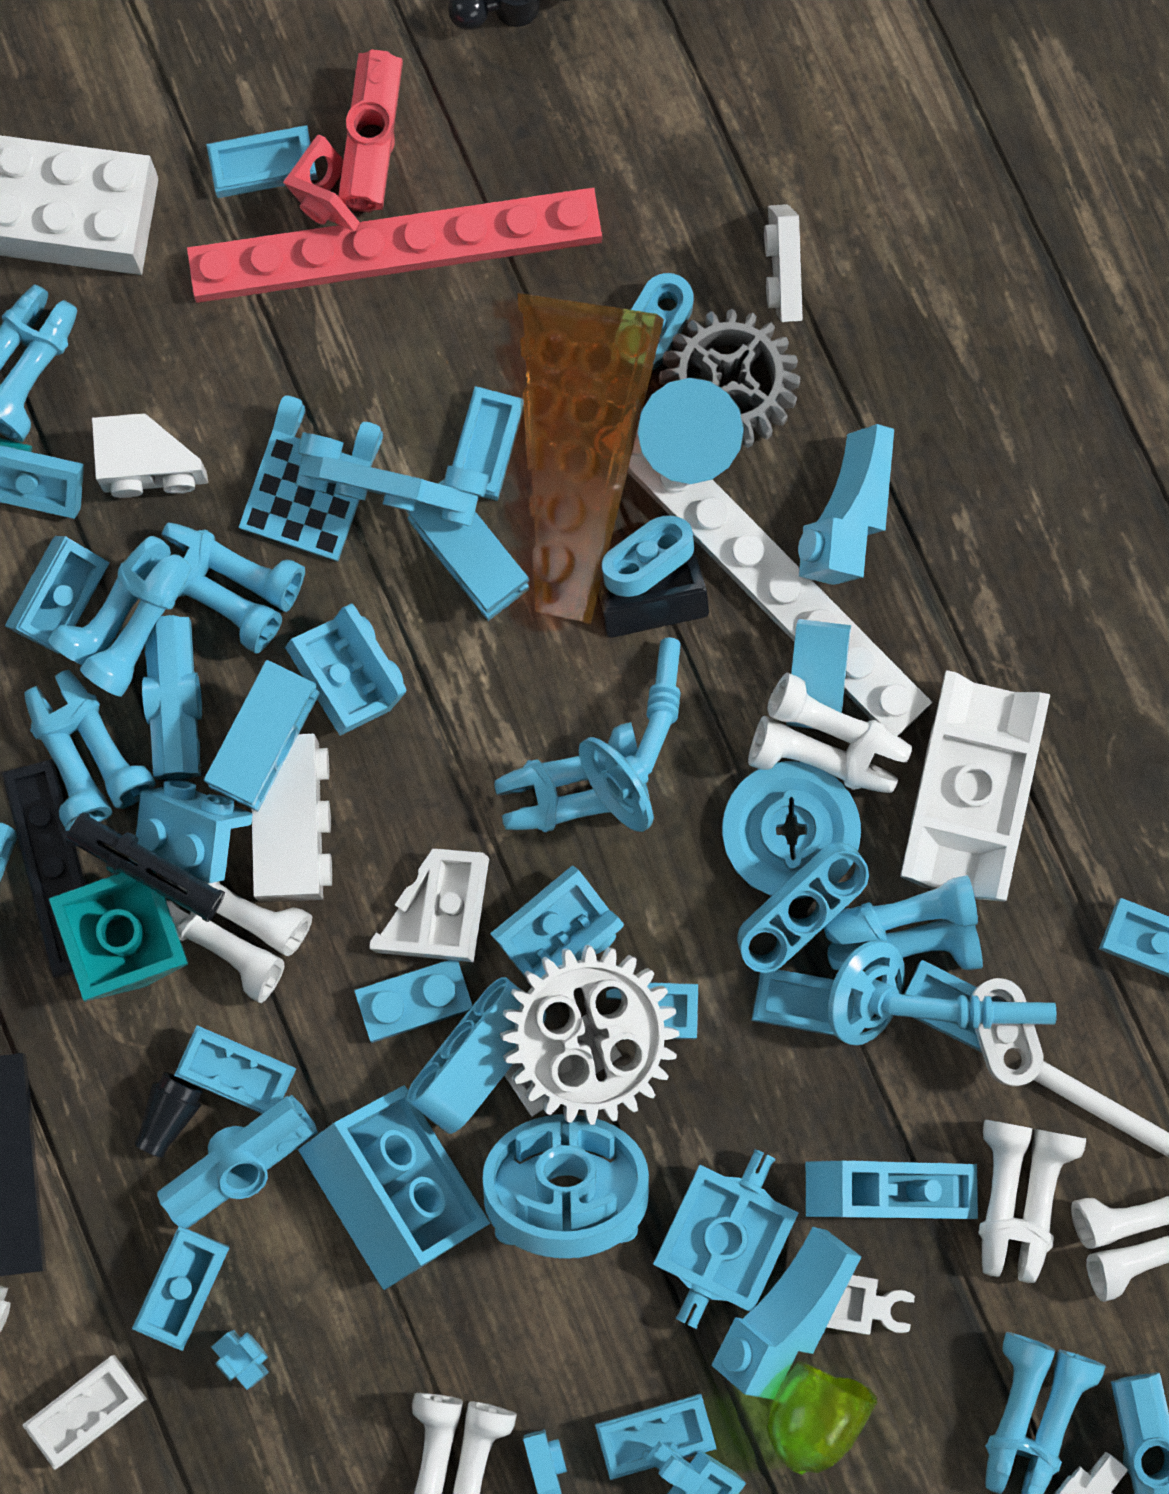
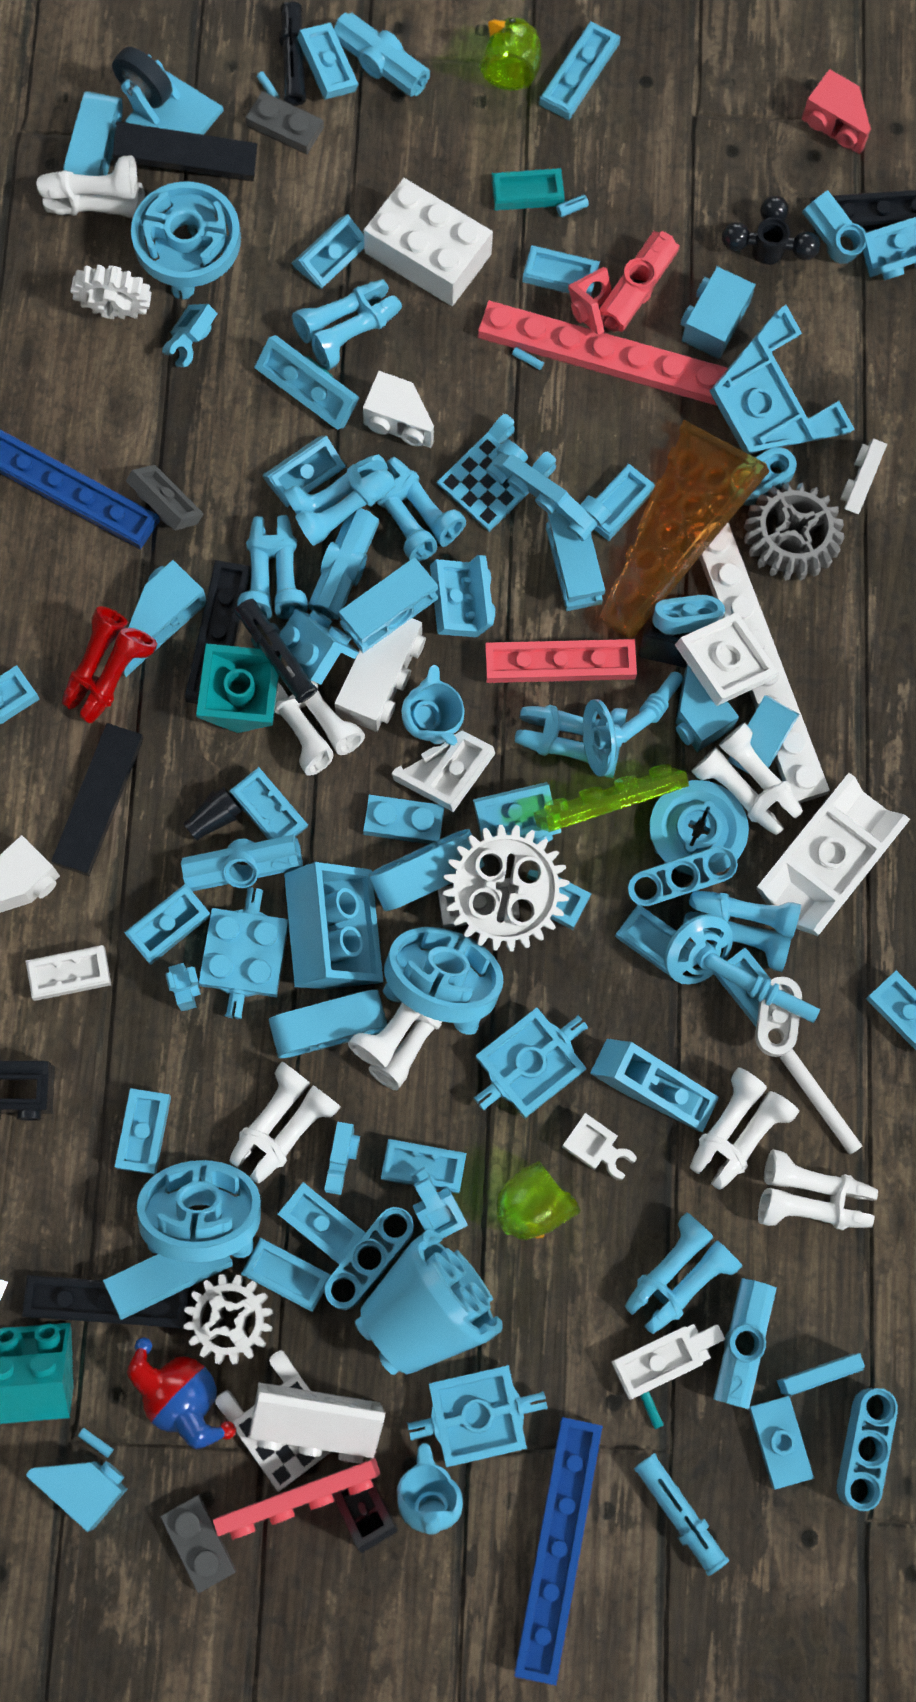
camera: 25 degrees right, 5 degrees down
(164, 66) = (527, 189): none -> teal tile
(233, 62) = (572, 205): none -> medium azure piece
(275, 301) = (529, 359): none -> medium azure piece
(295, 1274) = (244, 953): none -> medium azure plate
(385, 842) = (433, 710): none -> medium azure hair
(448, 1315) = (327, 1023): none -> medium azure beam
(493, 125) = (717, 312): none -> medium azure brick
(513, 694) = (560, 661): none -> coral plate
(547, 1313) = (388, 1064): none -> white piece
(607, 225) = (760, 400): none -> medium azure wing
(653, 861) = (596, 802): none -> clear neon green plate
(690, 430) = (753, 547): medium azure tile -> none
(722, 673) = (698, 717): none -> medium azure slope
(726, 597) = (726, 658): none -> white plate
(788, 1318) = (549, 1131): medium azure slope -> none
(836, 544) = (813, 661): medium azure slope -> none

